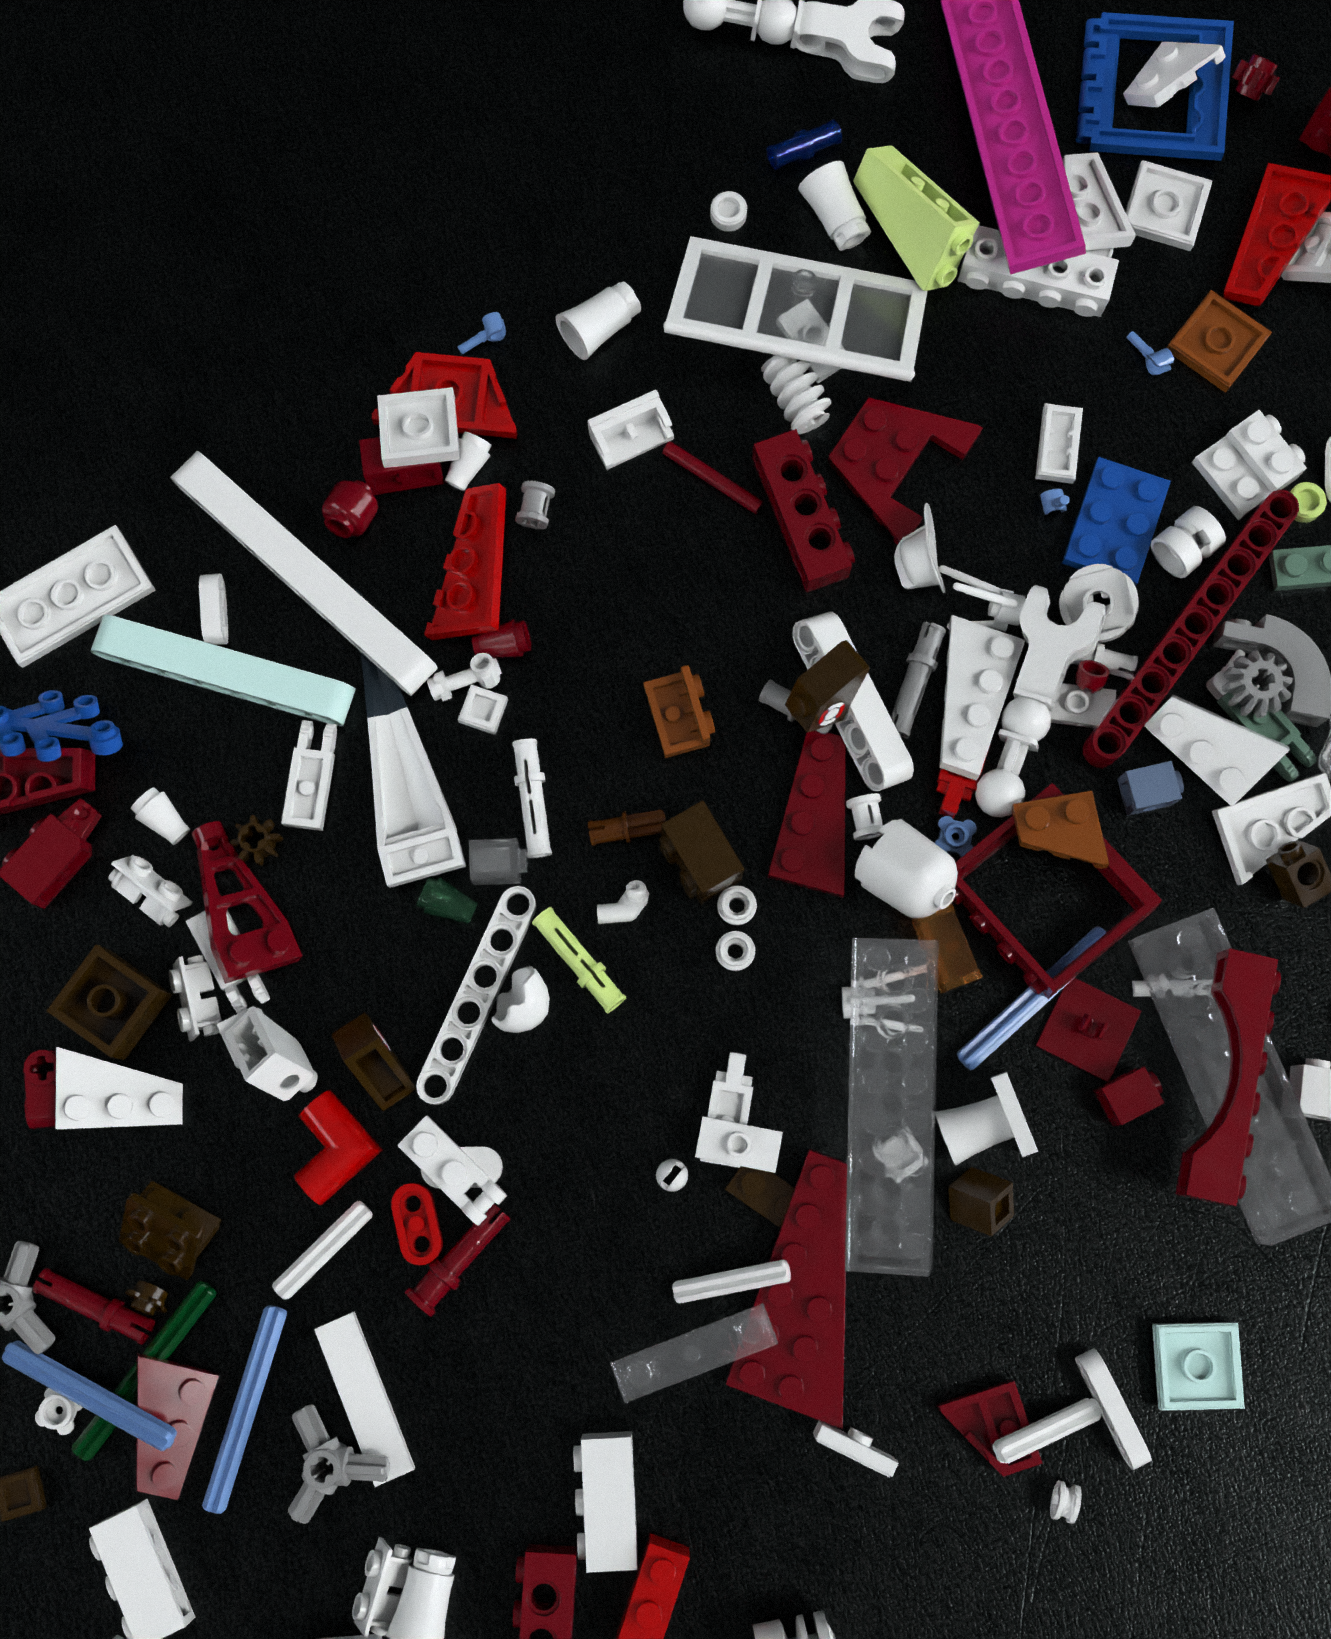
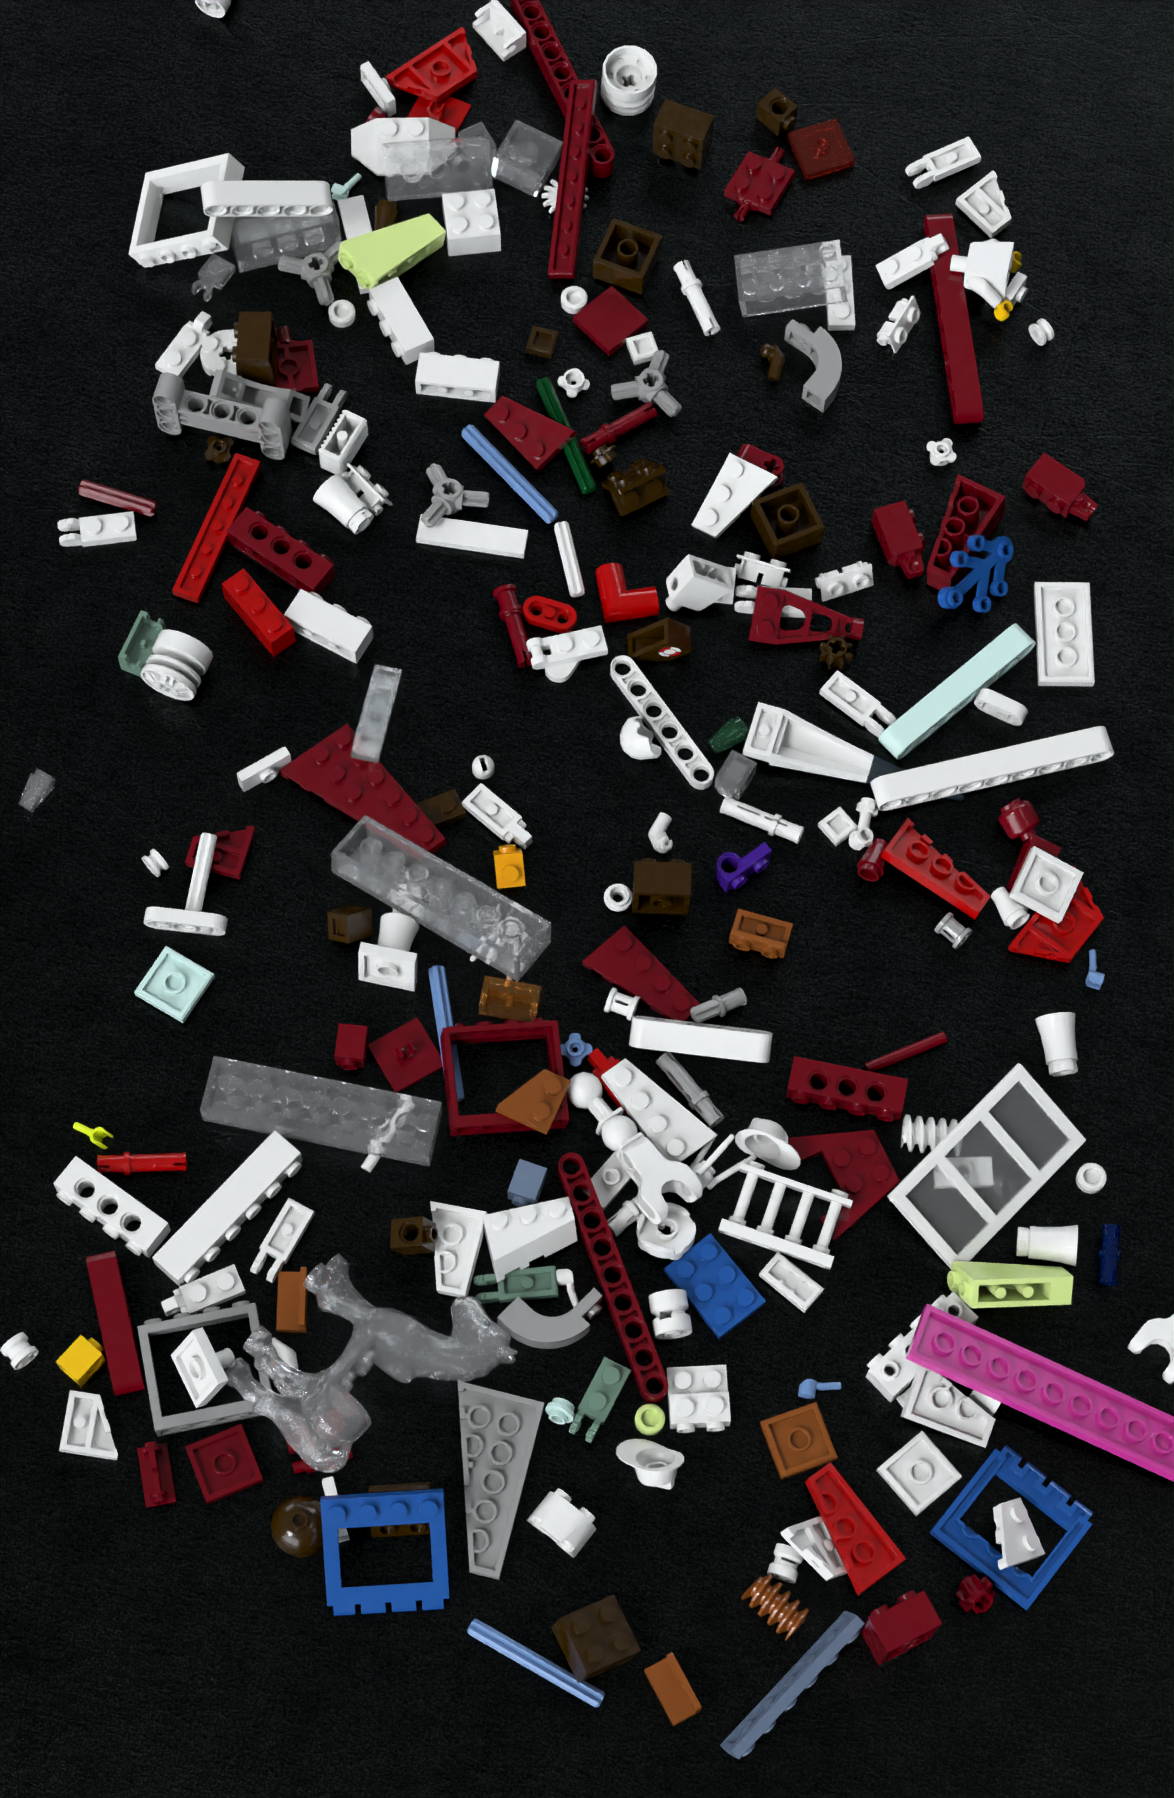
camera: 120 degrees right, 10 degrees down
(90, 1396) = (569, 398): medium blue axle -> none
(159, 814) = (886, 609): white cone -> none
(591, 973) = (644, 788): yellowish green pin -> none
(593, 773) = (754, 861): none -> dark purple plate
(626, 827) = (707, 862): reddish brown axle -> none
(630, 429) = (968, 1018): white hinge -> none
(731, 1281) = (401, 757): white axle -> none
(738, 1144) = (475, 806): white plate -> none
(744, 942) = (593, 872): white plate -> none
(782, 1057) = (509, 866): none -> light orange bracket
(827, 688) = (714, 1011): dark brown slope -> none
(908, 871) = (571, 995): white cylinder -> none
(1022, 464) = (791, 1243): none -> white fence
(1054, 500) = (752, 1252): medium blue hand -> none
(1091, 676) = (627, 1190): dark red hinge -> none
(1243, 993) = (365, 1128): dark red arch -> none
(1264, 672) = (560, 1284): light grey gear -> none

